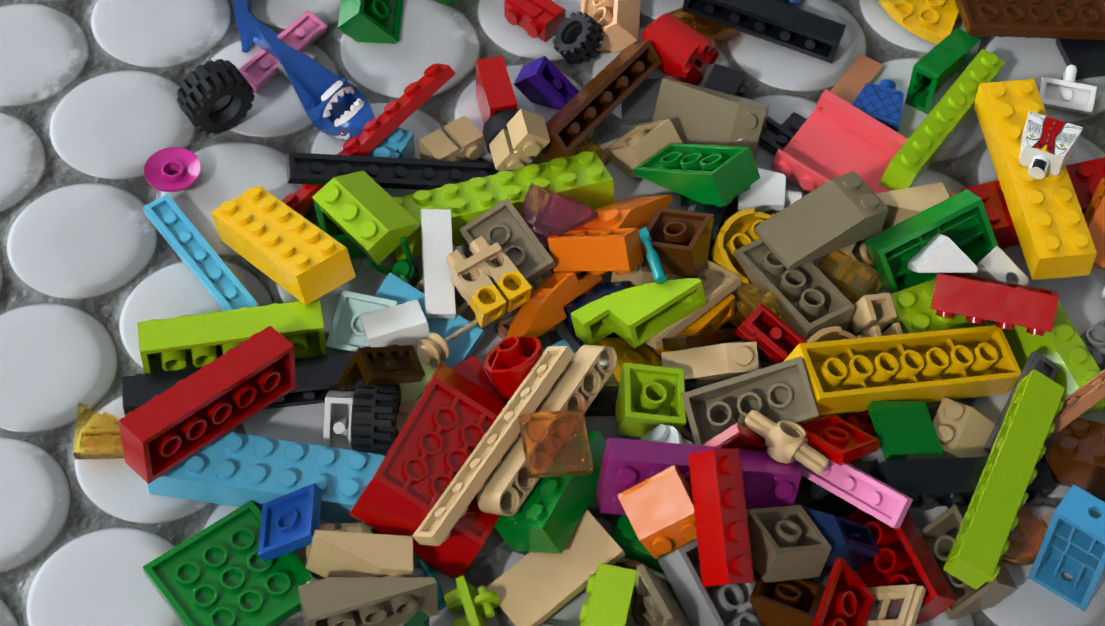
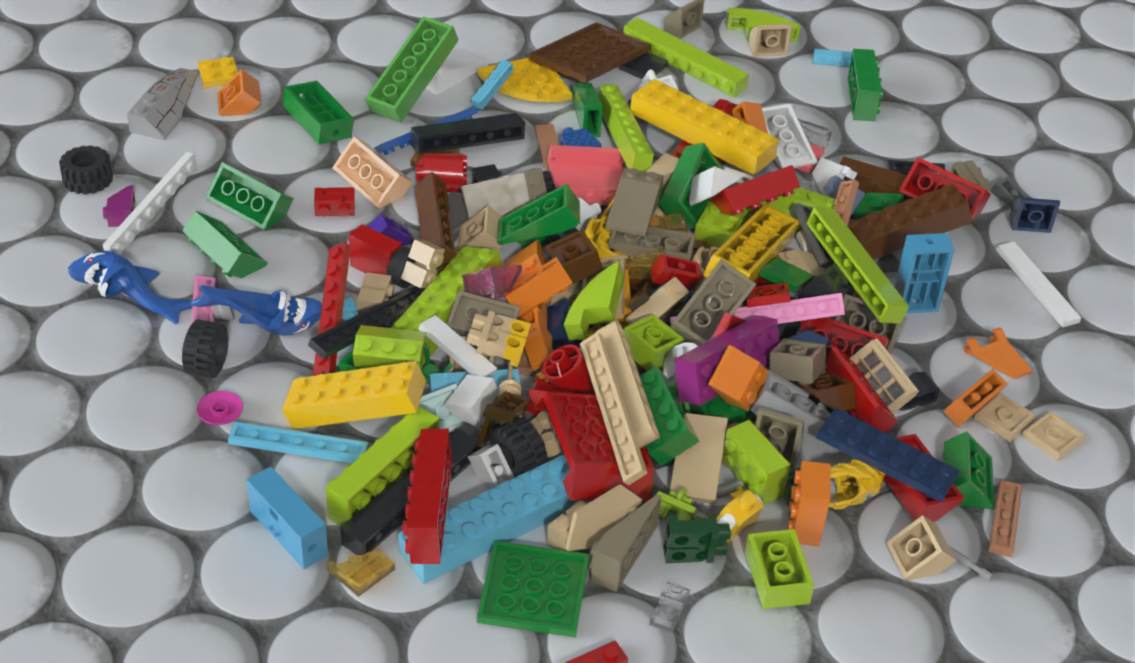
camera: 45 degrees left, 10 degrees down
(90, 328) = (287, 517): none -> dark azure brick
(289, 522) = (540, 528): blue plate -> none
(556, 443) = (650, 380): clear orange plate -> none
(585, 45) = (370, 194): black tyre -> none
(652, 257) = (579, 267): teal piece -> none
(721, 517) = (776, 356): red slope -> none
(786, 442) = (754, 307): tan axle -> none
(873, 314) = (705, 232): tan piece -> none
(1047, 144) = (703, 100): white torso -> none

